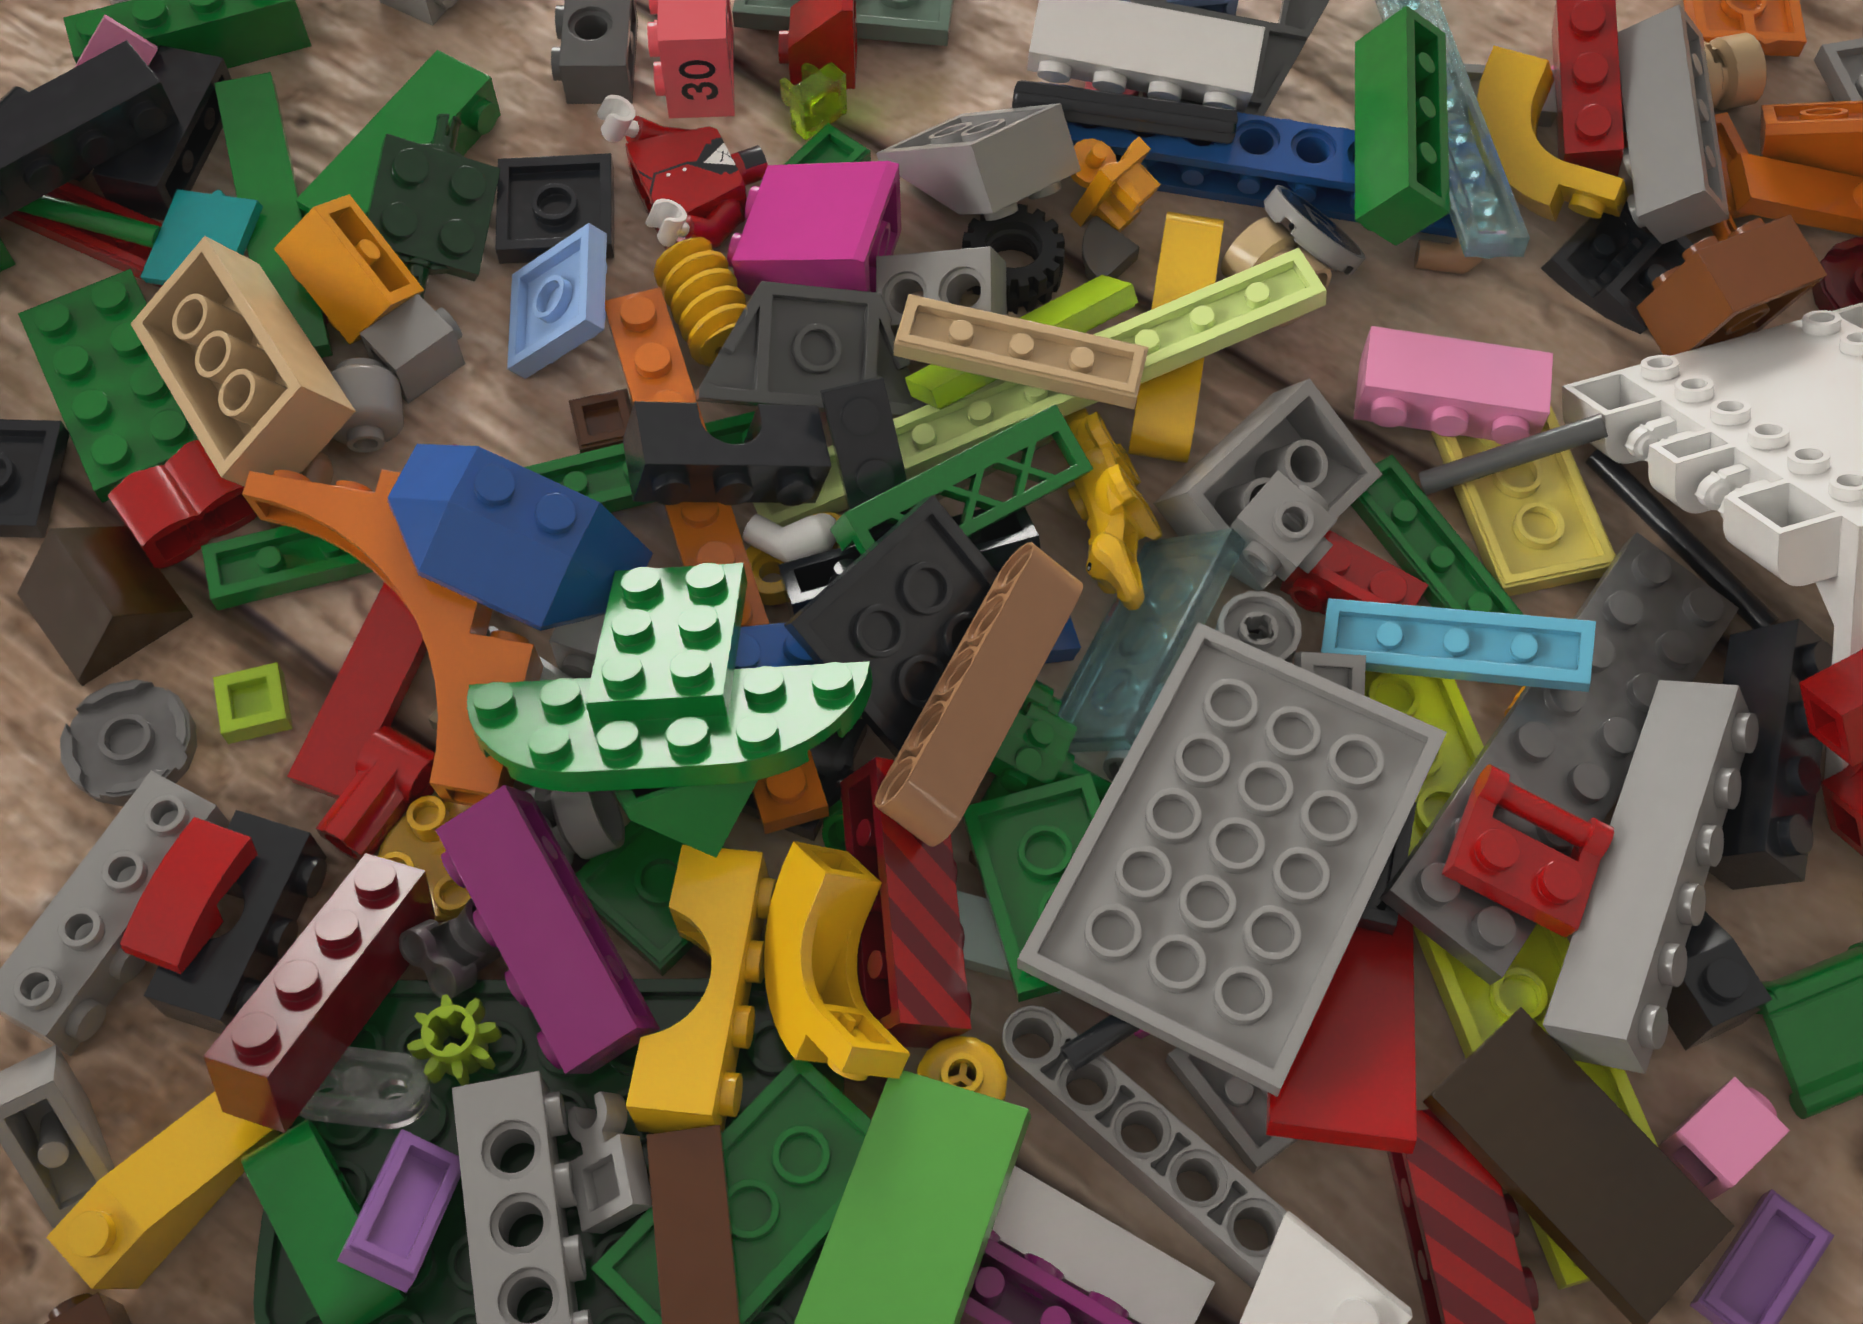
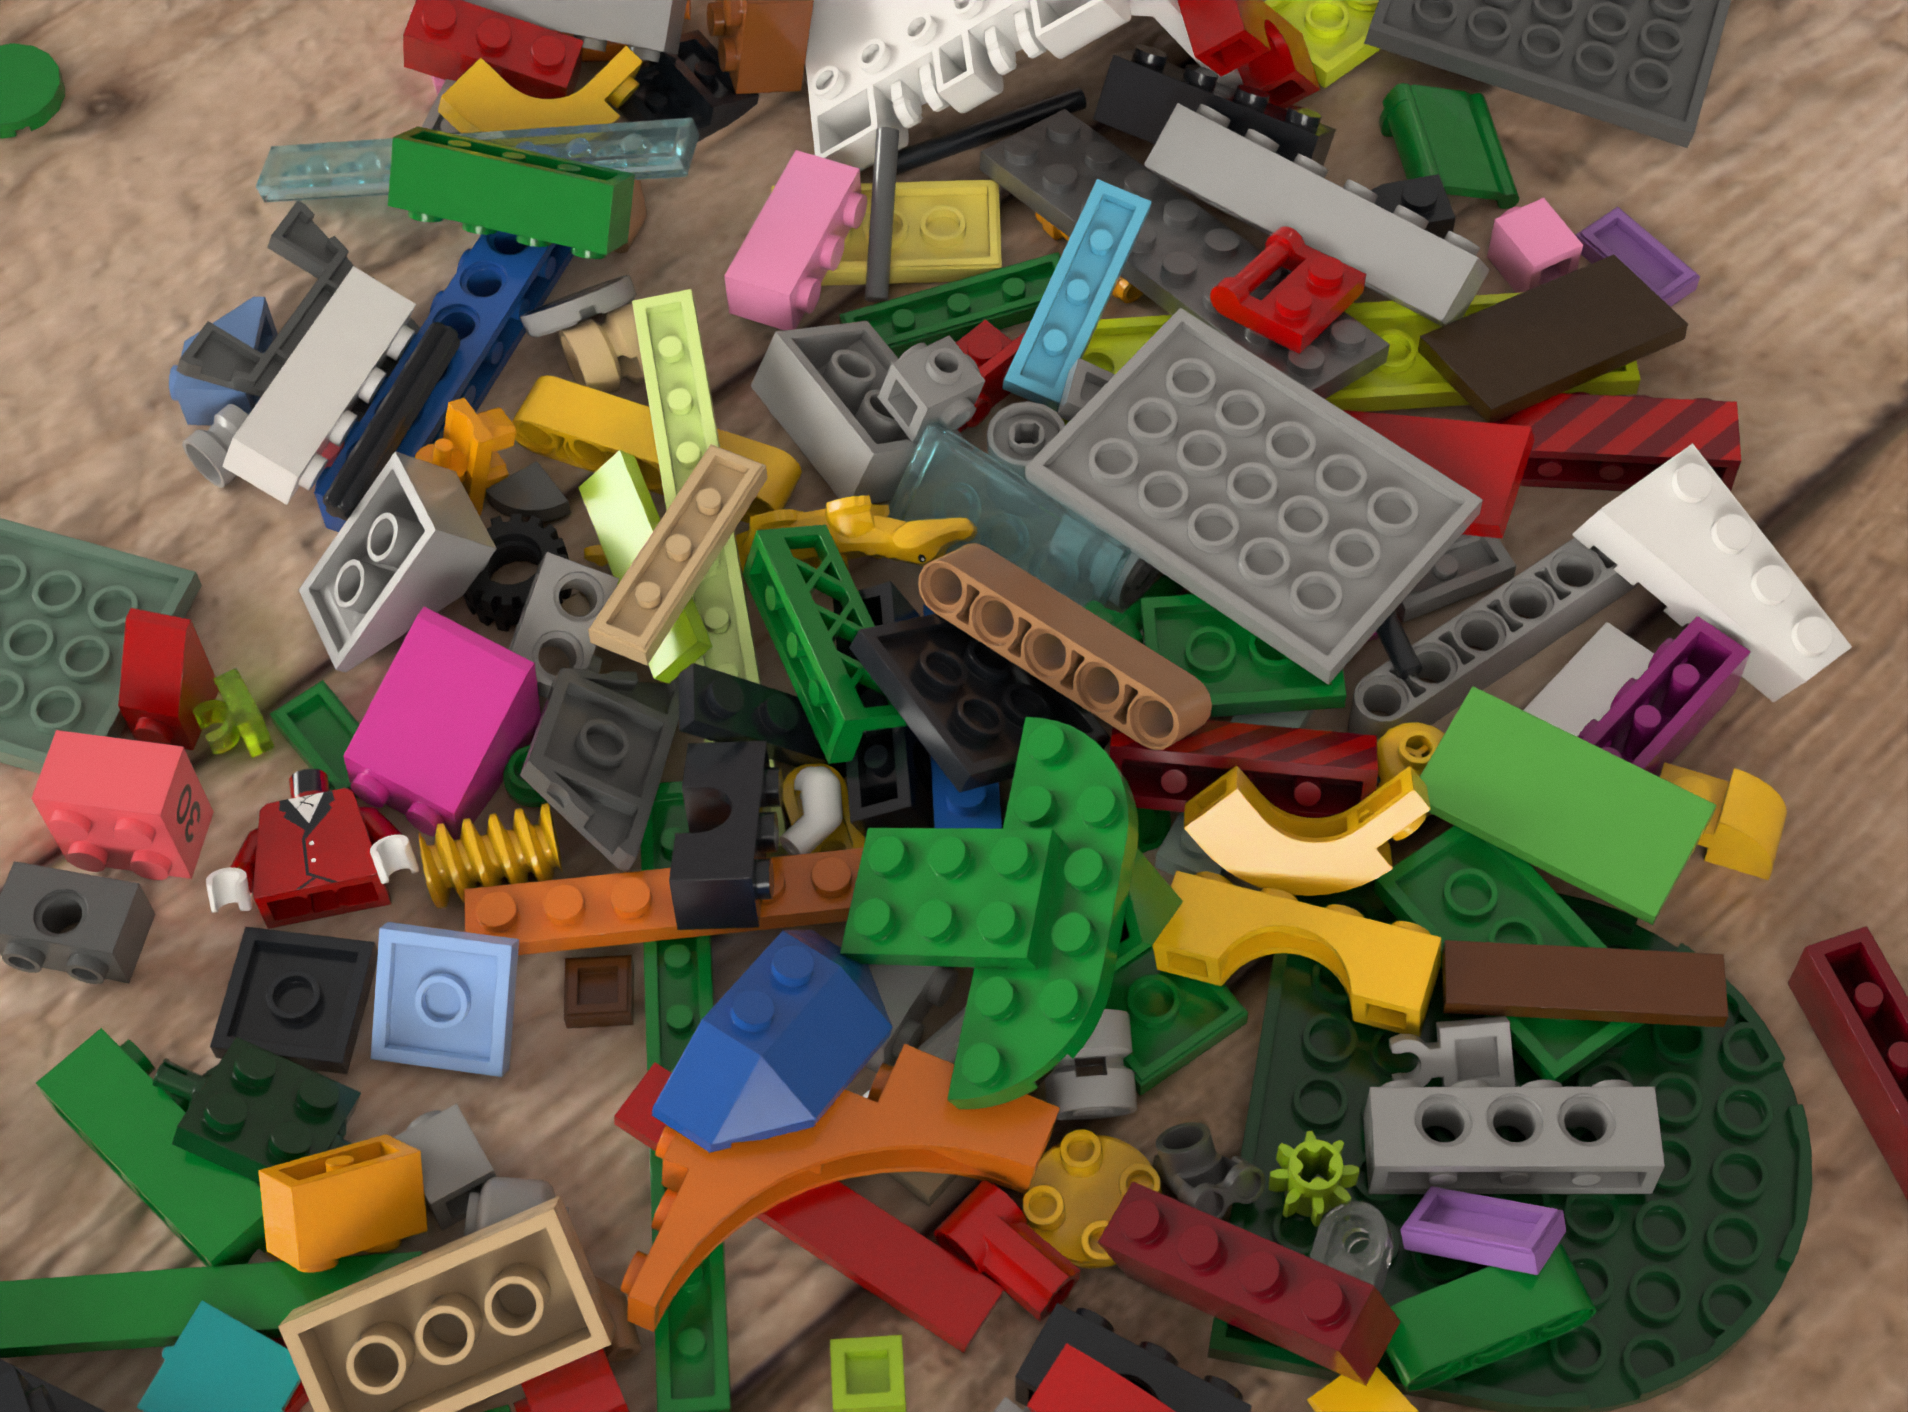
camera: 75 degrees left, 5 degrees down
(545, 932) = (1223, 1069): magenta brick -> none

